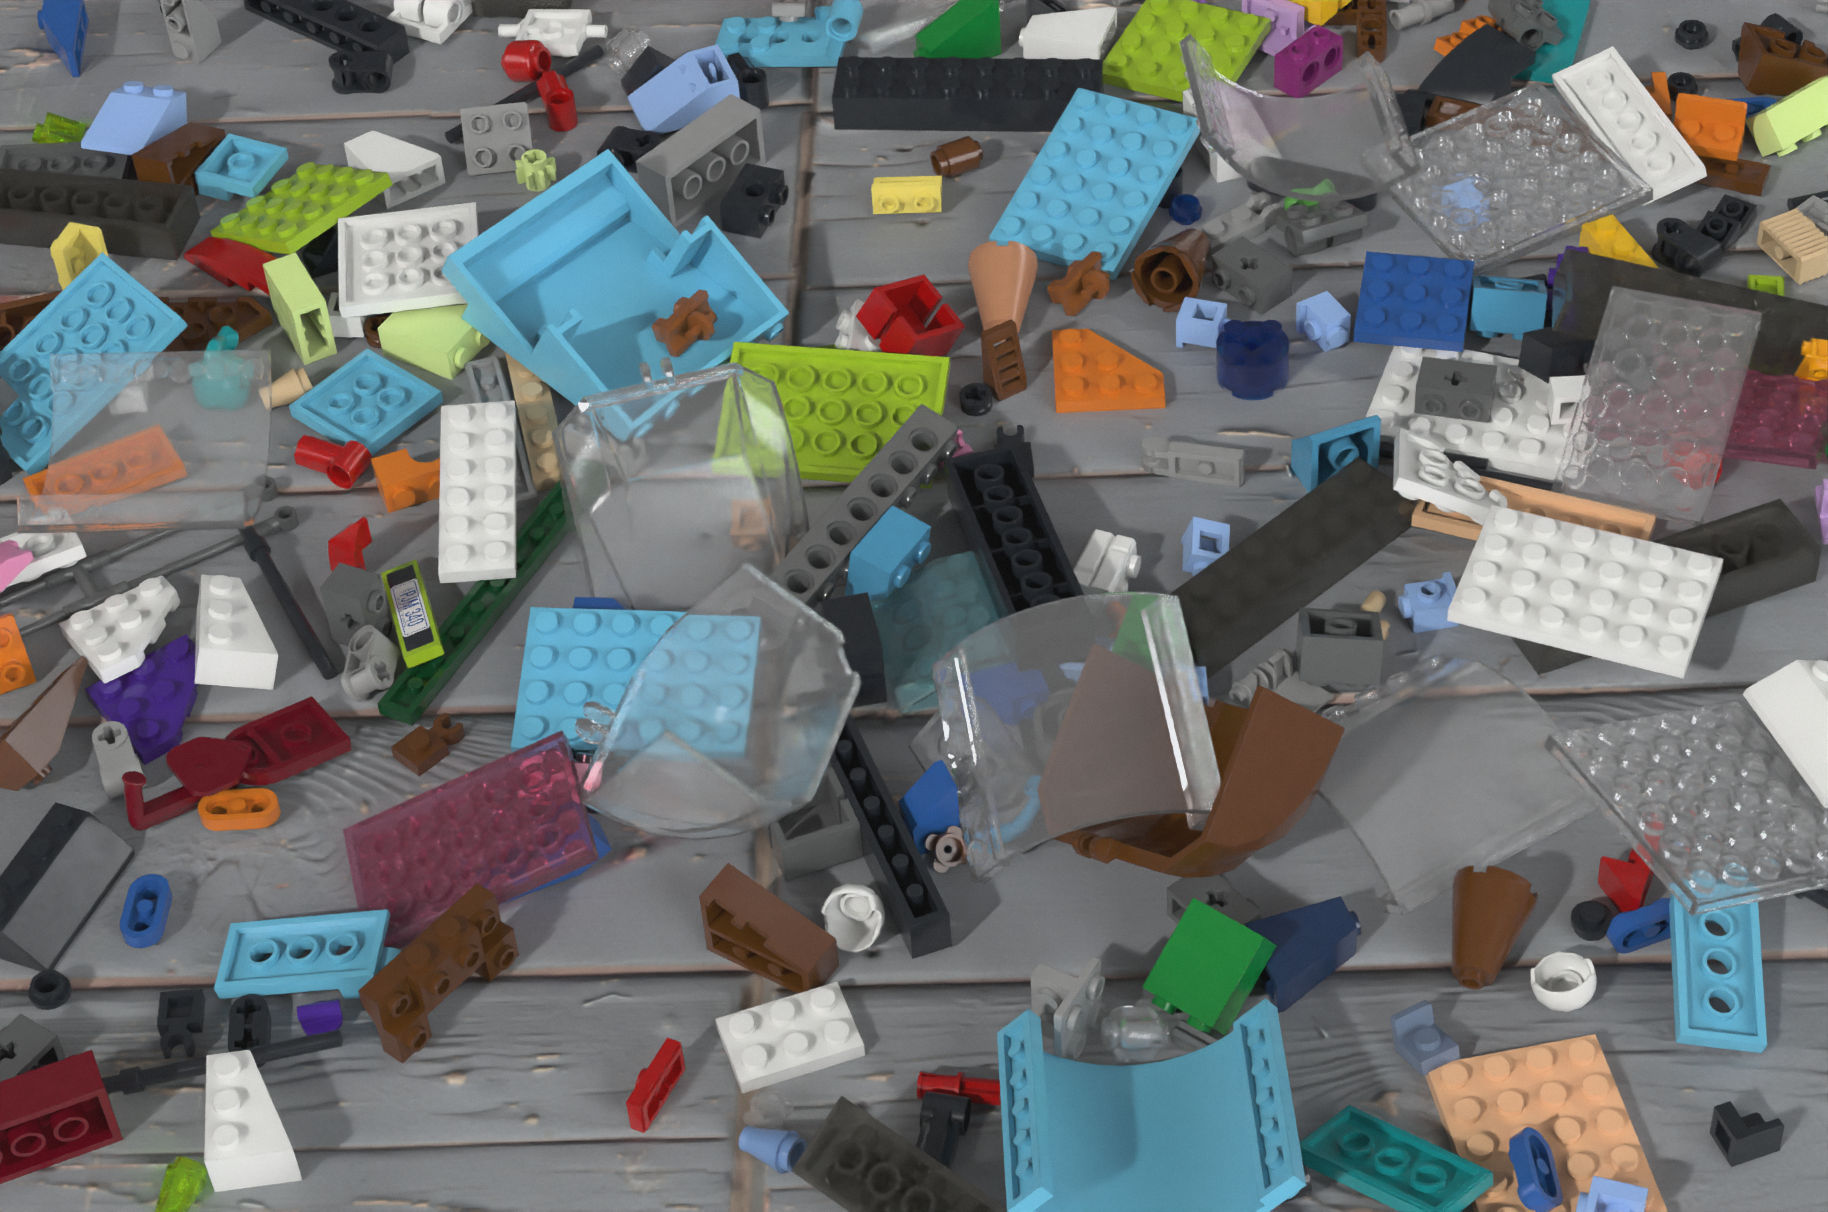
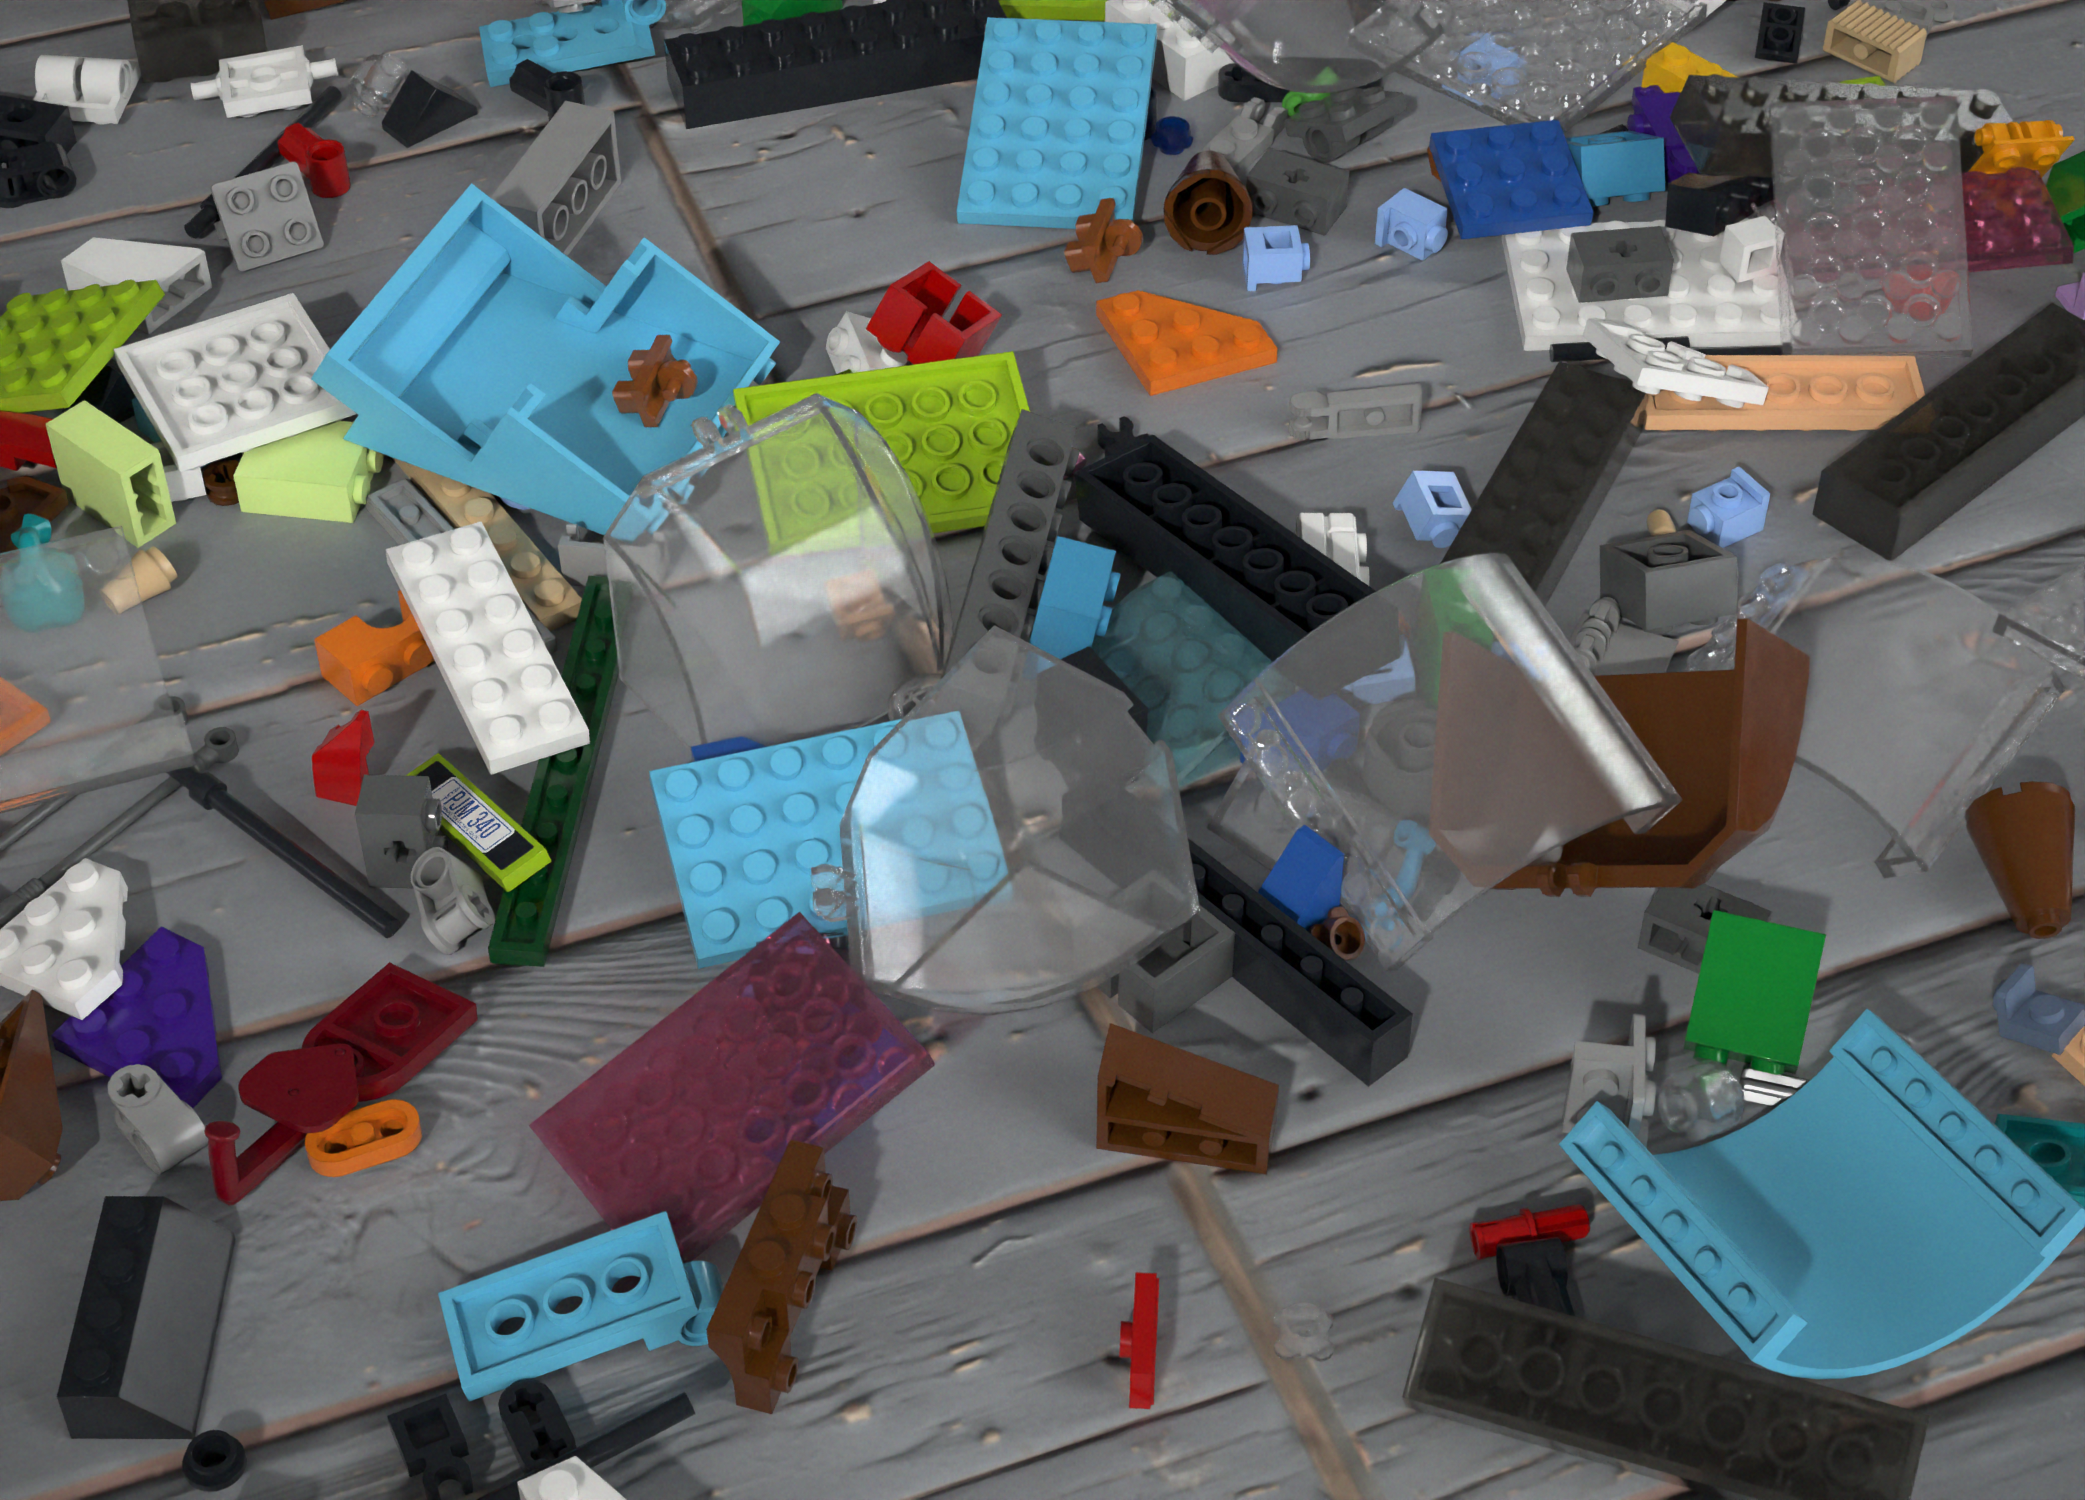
camera: 25 degrees left, 0 degrees up
(142, 919) = (304, 1314): blue plate -> none
(231, 637) = (235, 912): white wedge -> none
(320, 1016) = (633, 1385): dark purple plate -> none
(340, 463) = (265, 656): red piece -> none
(366, 402) = (258, 576): medium azure plate -> none
(424, 747) = (577, 991): reddish brown plate -> none
(526, 60) = (248, 120): red head -> none
(536, 170) = (334, 246): yellowish green gear -> none
(629, 145) = (435, 193): black piece -> none
(684, 90) = (484, 117): light blue slope -> none
(753, 200) = (637, 213): black brick -> none
(773, 1147) = (1340, 1375): medium blue cone -> none
(790, 1037) = (1272, 1229): white plate -> none
(853, 916) = (1278, 1049): white hair -> none
(907, 194) = (829, 182): light yellow bracket -> none
(956, 157) = (865, 129): reddish brown brick -> none
(973, 391) = (1043, 396): black bush -> none
(1002, 281) = (1015, 261): nougat cone -> none
(1010, 379) = (1068, 348): reddish brown slope -> none
(1252, 358) = (1357, 282): clear blue brick -> none
(1308, 948) = (1854, 920): dark blue slope -> none
(1328, 451) = (1517, 367): dark azure slope -> none
(1586, 590) = (1916, 449): white plate -> none
(1685, 251) = (1760, 59): black piece -> none

